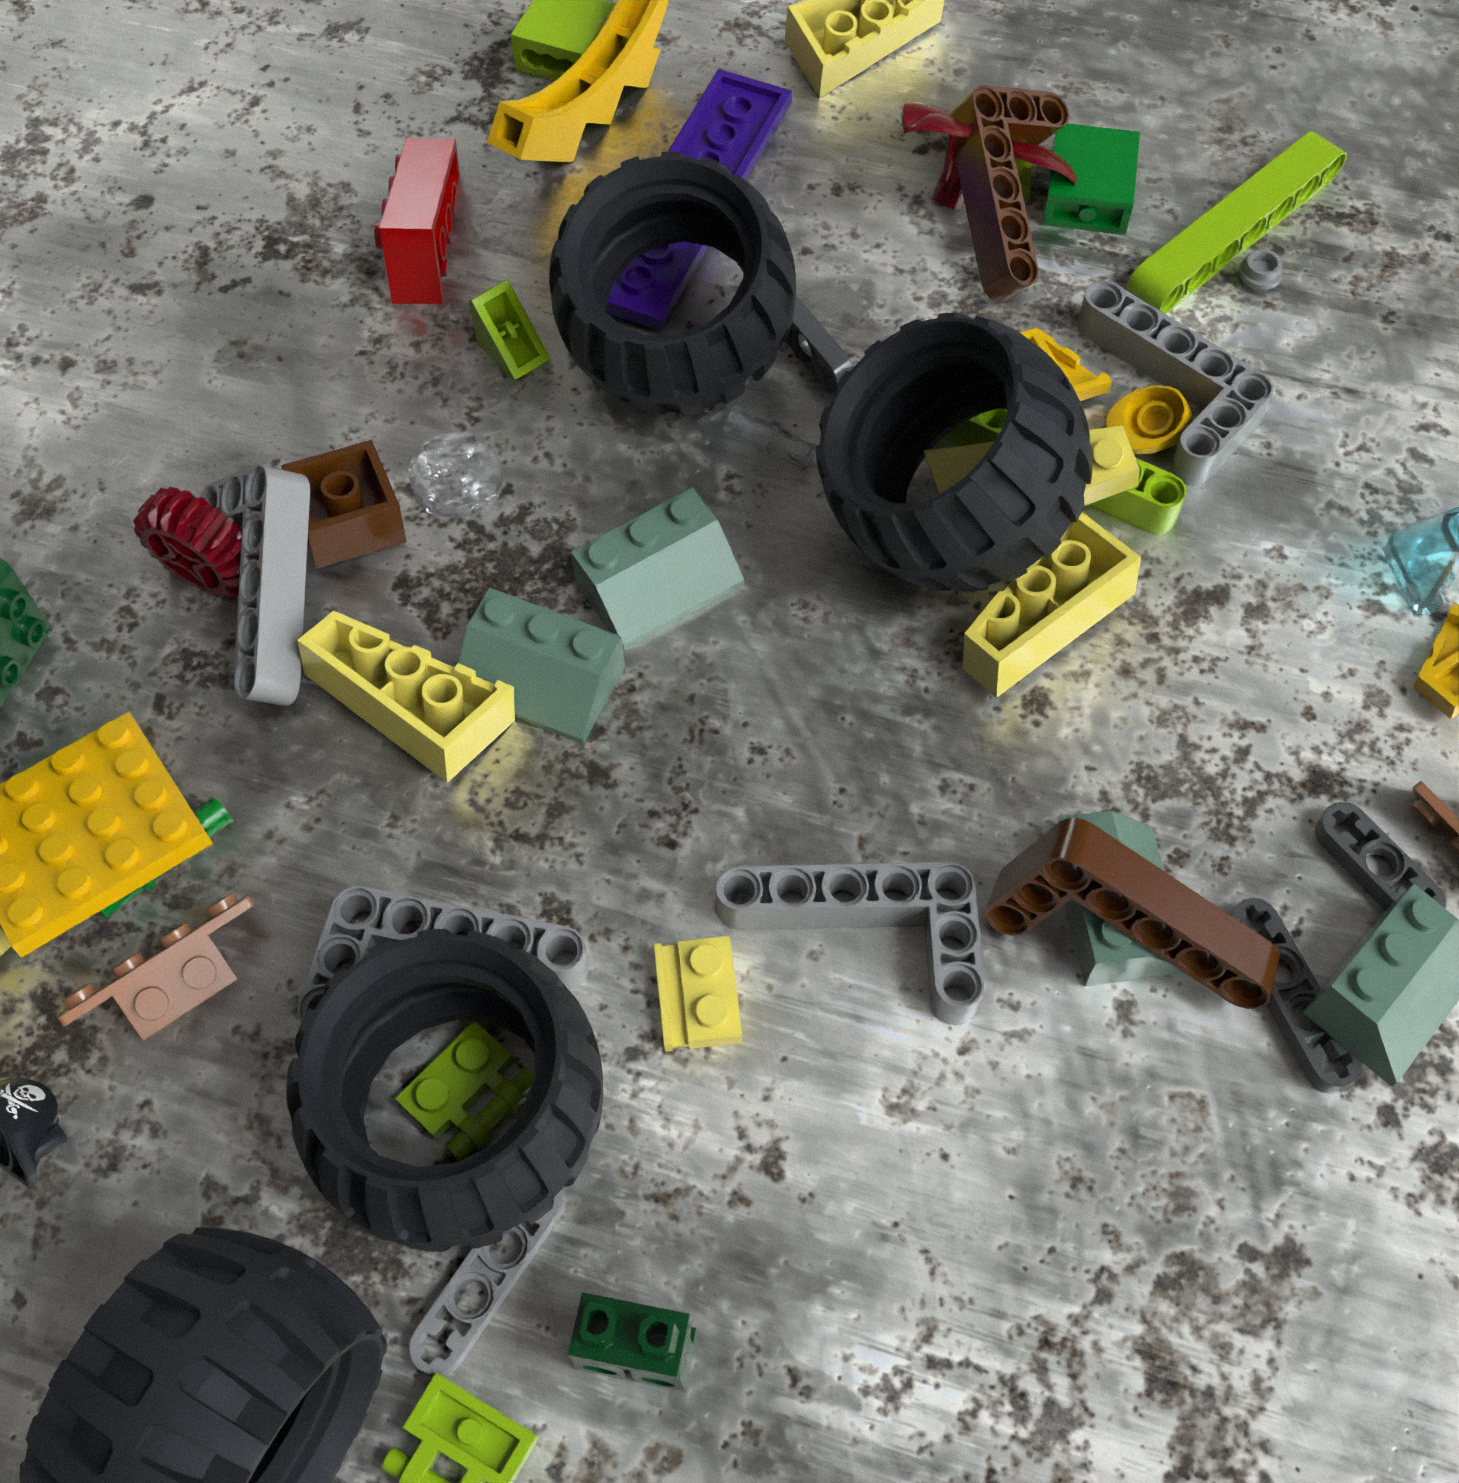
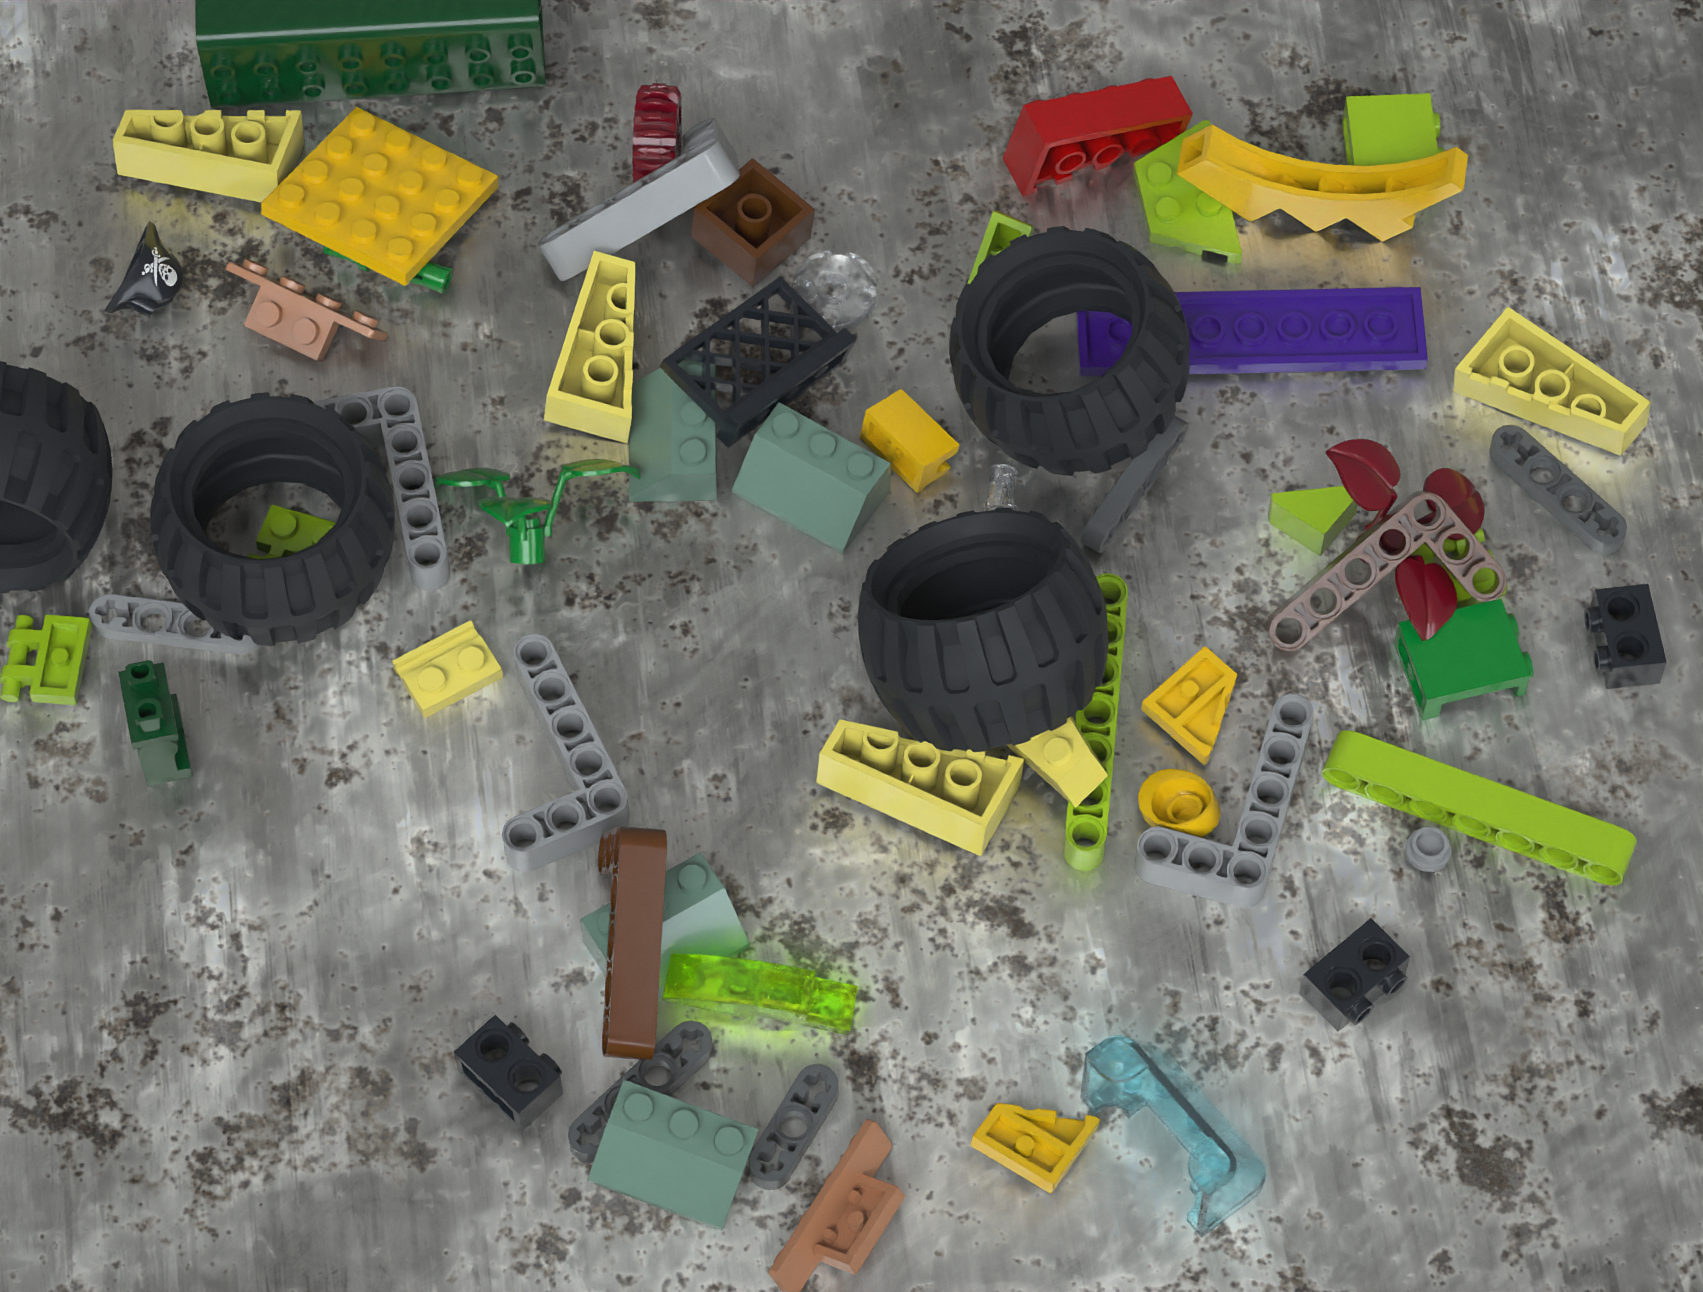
camera: 65 degrees right, 0 degrees up
(518, 191) = (1179, 211): none -> lime wing
(544, 542) = (788, 379): none -> black fence
(578, 839) = (525, 530): none -> green plant
(656, 474) = (908, 440): none -> yellow hinge
(904, 220) = (1312, 515): none -> lime slope
(907, 75) = (1563, 485): none -> dark grey beam
(1118, 71) = (1634, 636): none -> black brick
(1232, 825) = (759, 989): none -> clear neon green slope
(1240, 1126) = (500, 1077): none -> black brick
(1373, 361) = (1347, 969): none -> black brick

